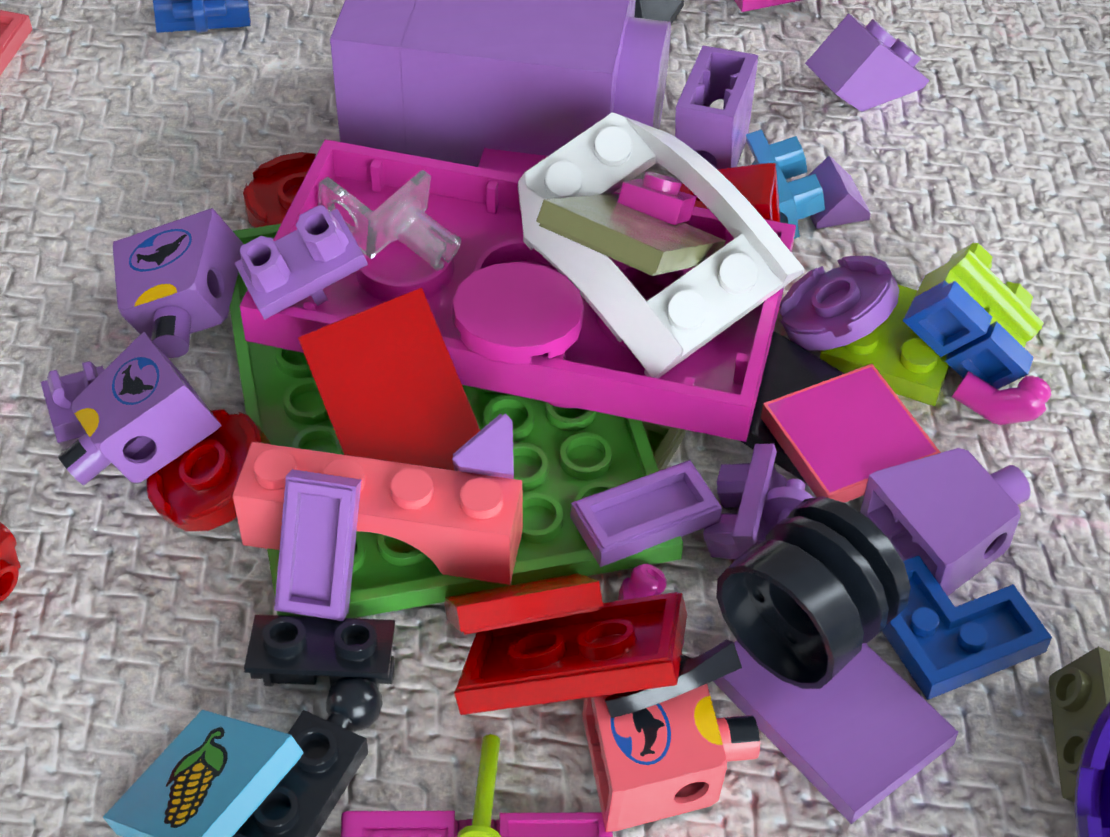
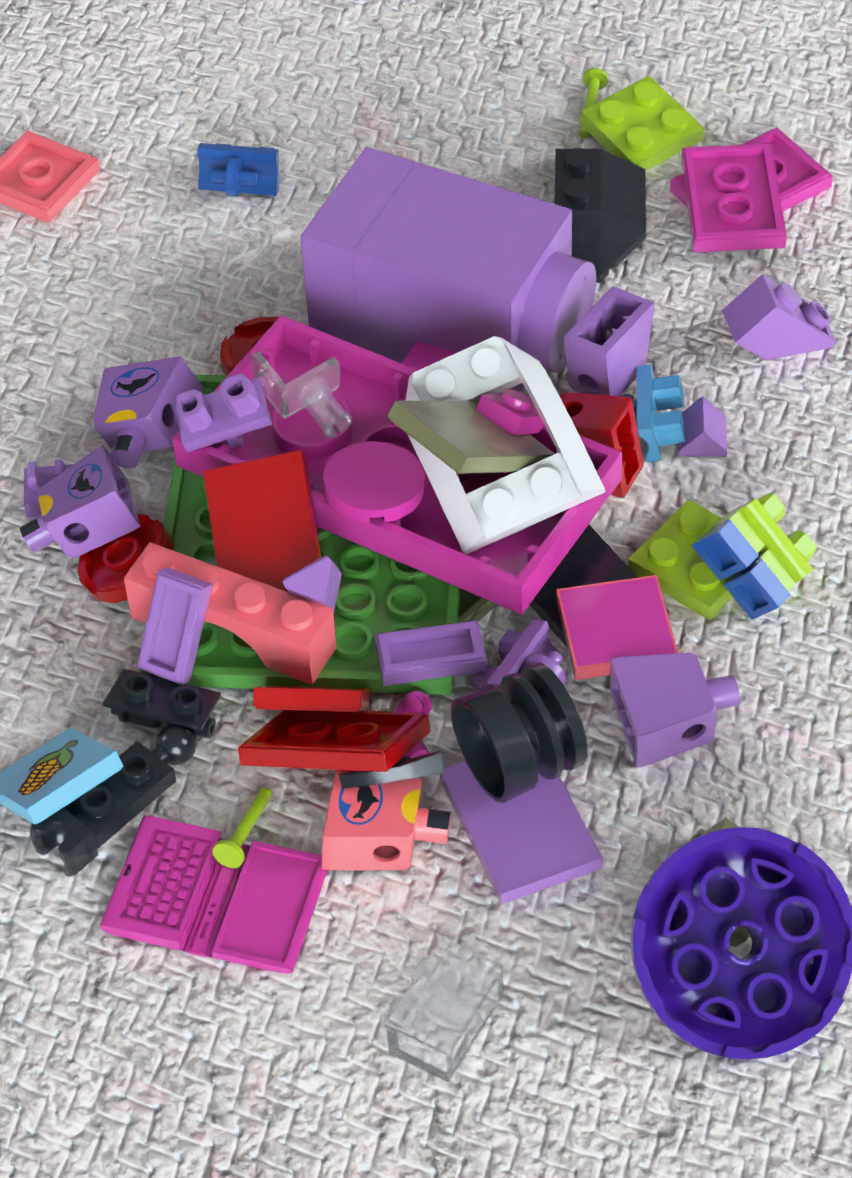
camera: 20 degrees right, 0 degrees up
(839, 304) = (655, 521): medium lavender tile -> none
(961, 643) = (630, 797): blue plate -> none
(1005, 405) = (758, 629): dark pink arm -> none

